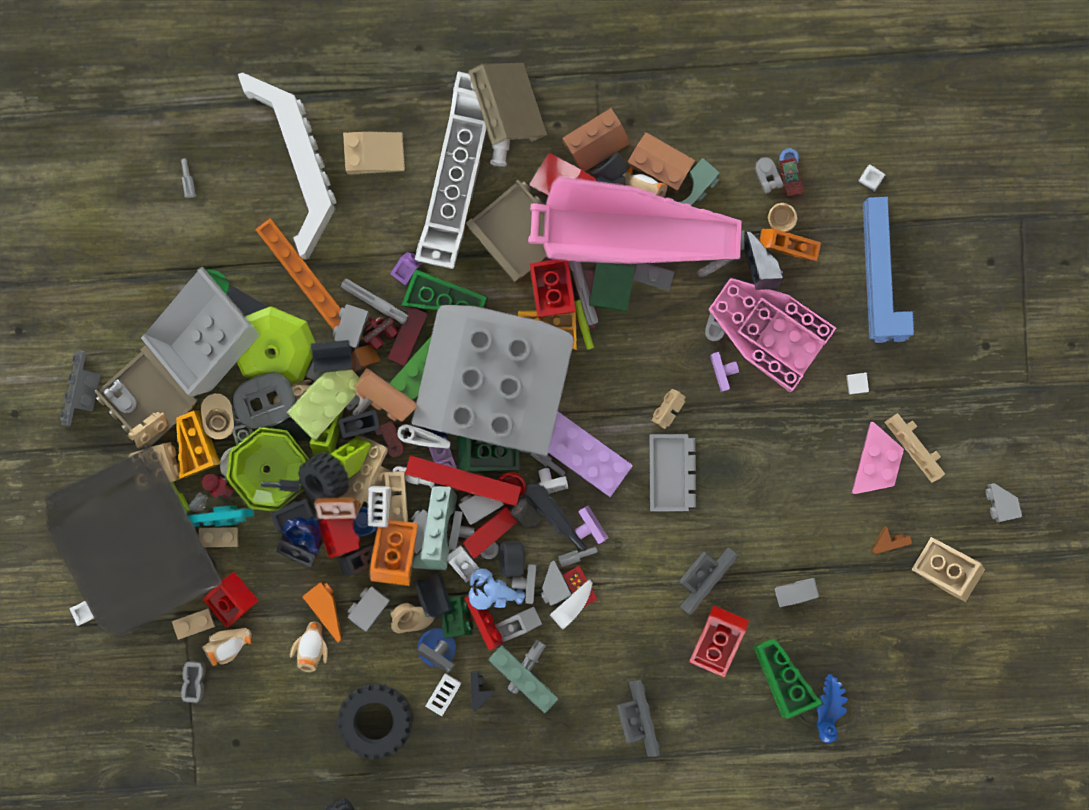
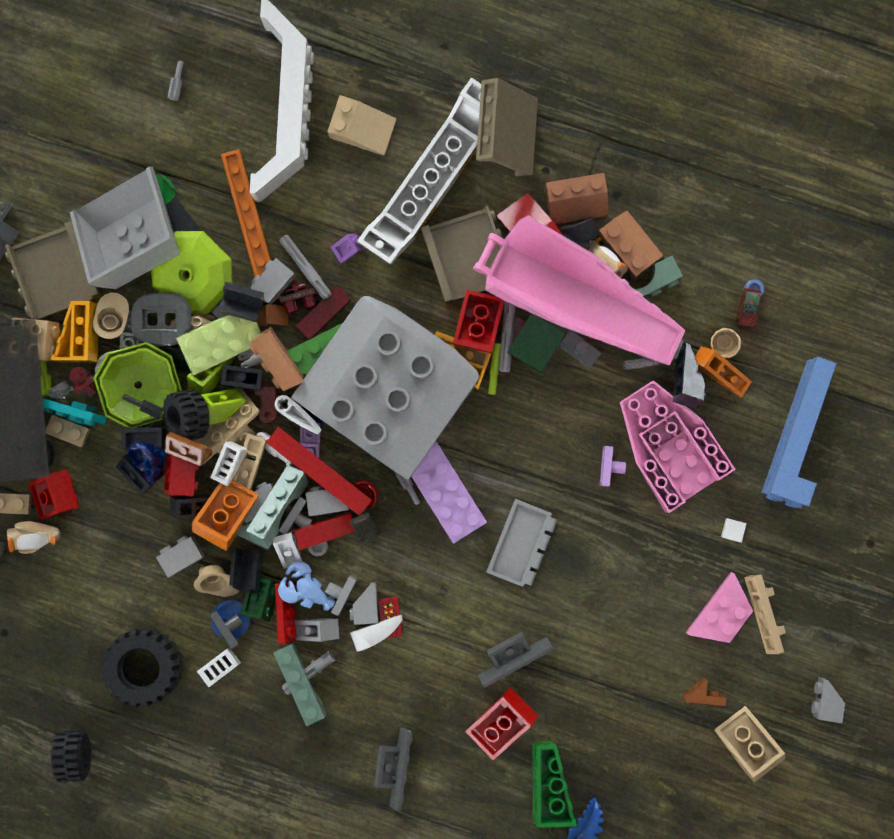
camera: 20 degrees right, 0 degrees up
(126, 402) = (30, 268): light grey plate -> none
(153, 425) = (47, 300): tan hinge -> none
(310, 648) = (109, 571): animal -> none
(324, 606) = (139, 539): orange slope -> none
(361, 523) = (205, 472): blue hat -> none
(433, 292) = (364, 280): green wedge -> none
(478, 696) = (251, 682): black slope -> none
(485, 456) = (348, 456): dark green slope -> none
(500, 153) = (481, 173): white piece -> none
(511, 558) = (335, 564): black tyre -> none
(546, 505) = (389, 527): black sword -> none
(552, 485) = (398, 507): white tile -> none
(574, 556) = (397, 586): light grey axle -> none
(590, 526) = (424, 563): lavender tile -> none
(663, 415) = (535, 485): tan hinge -> none
(713, 330) = (616, 423): light grey plate -> none
(764, 168) = (727, 290): light grey plate -> none
(797, 592) = (595, 708): light grey slope -> none
(871, 177) = (825, 339): white tile -> none

